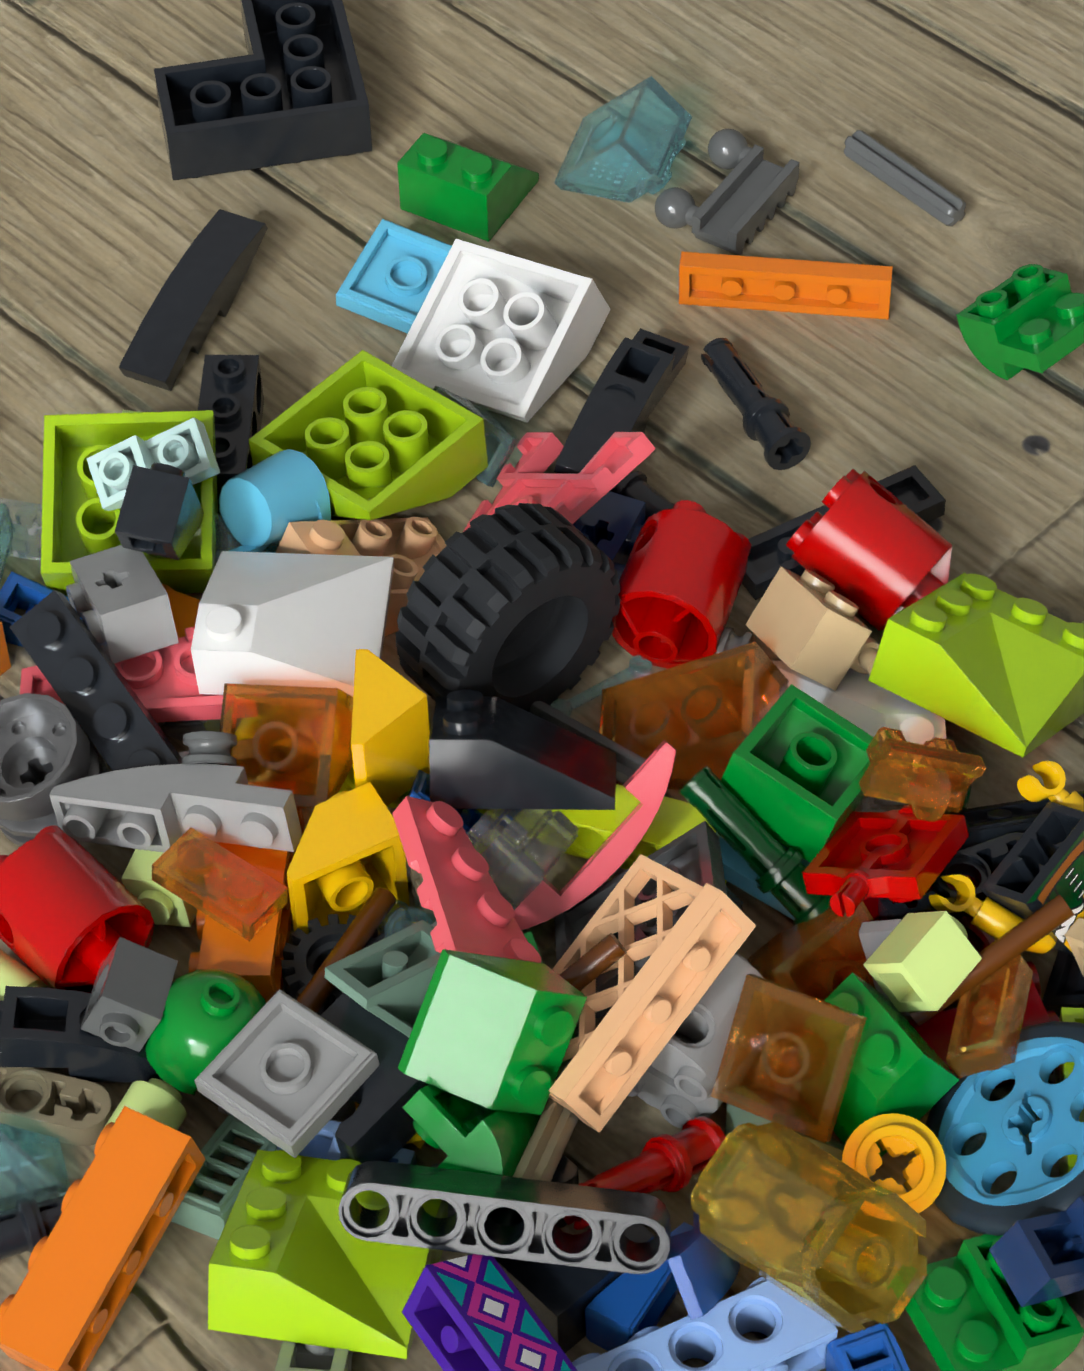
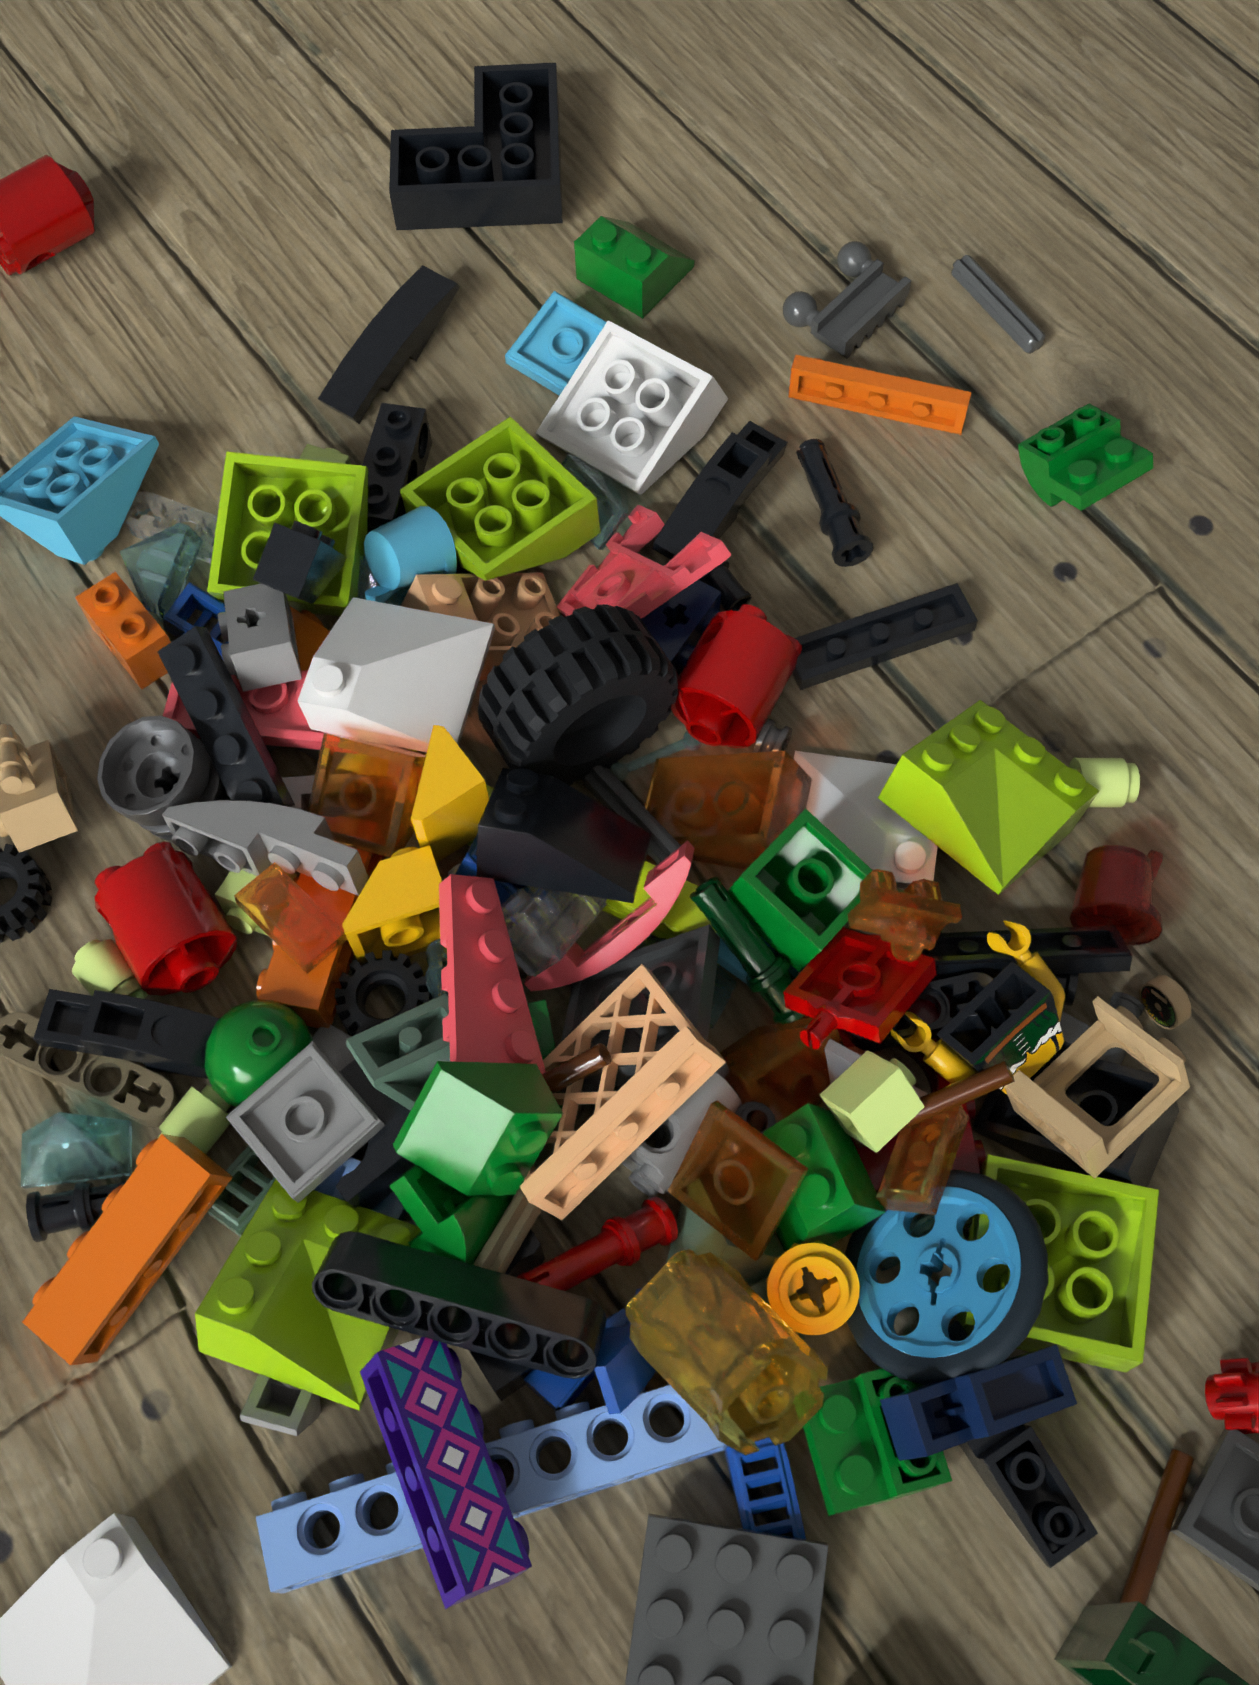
camera: 10 degrees right, 15 degrees up
(129, 995) = (192, 1018): dark grey brick -> none
(181, 446) = (324, 506): light aqua slope -> none
(210, 748) = (301, 795): dark grey bush -> none
(352, 941) = (382, 998): reddish brown bar -> none
(626, 145) = (770, 245): clear light blue slope -> none
(813, 628) = (840, 737): tan brick -> none
(872, 549) = (905, 670): red cylinder -> none

